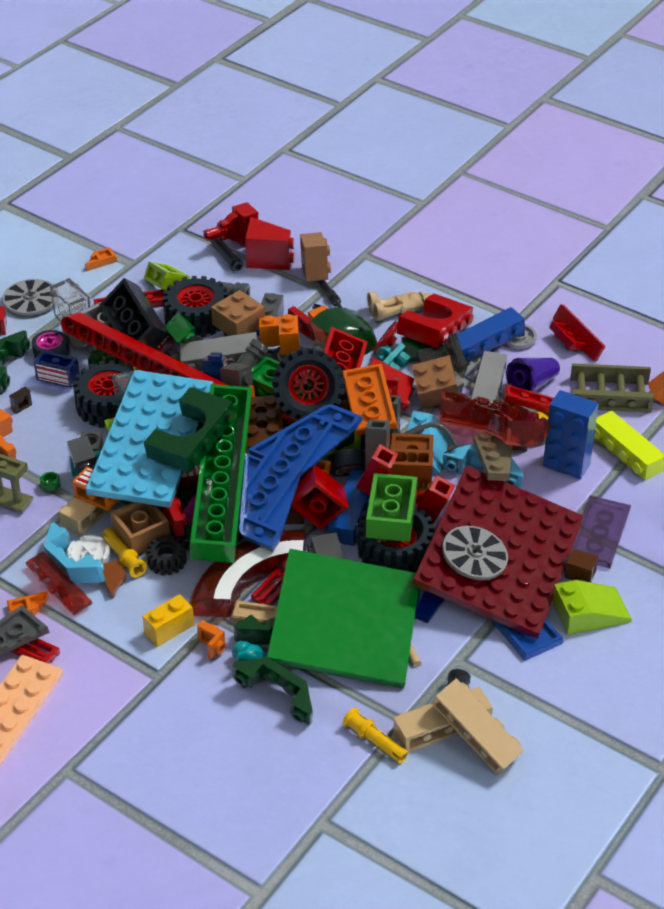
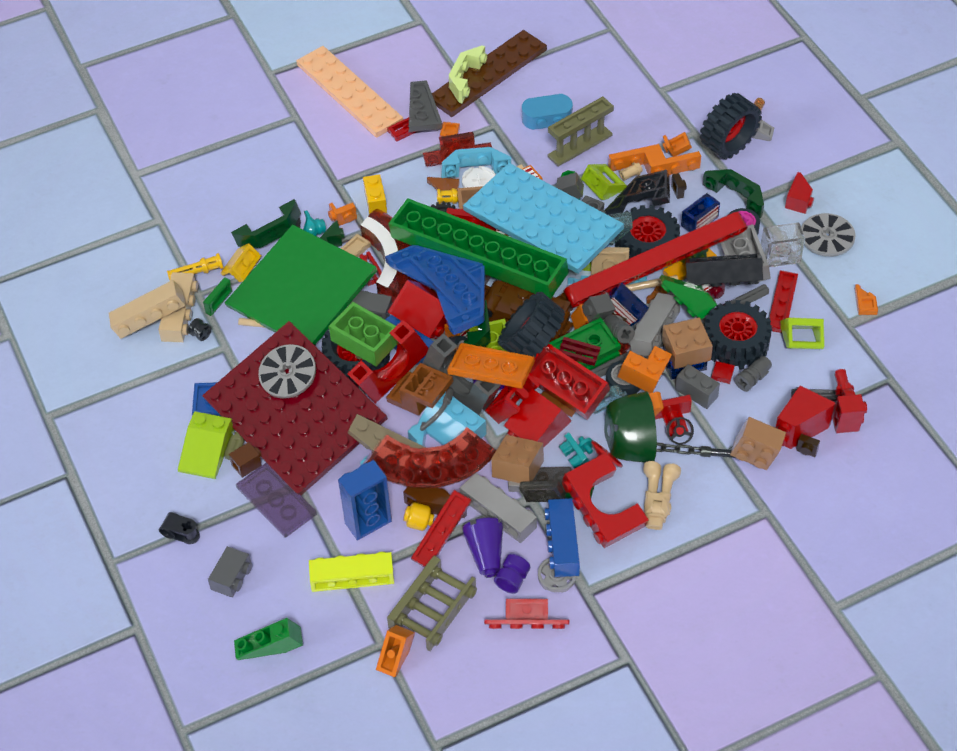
camera: 120 degrees right, 10 degrees up
(18, 442) = (634, 169): none -> tan pin
(39, 413) = (651, 185): none -> black wing
(45, 457) = (599, 183): none -> lime tile
(188, 450) = (517, 241): dark green arch -> none
(338, 700) = (241, 262): none -> yellow panel
(402, 691) = (217, 296): none -> green tile
(546, 349) = (512, 574): none -> dark purple wheel

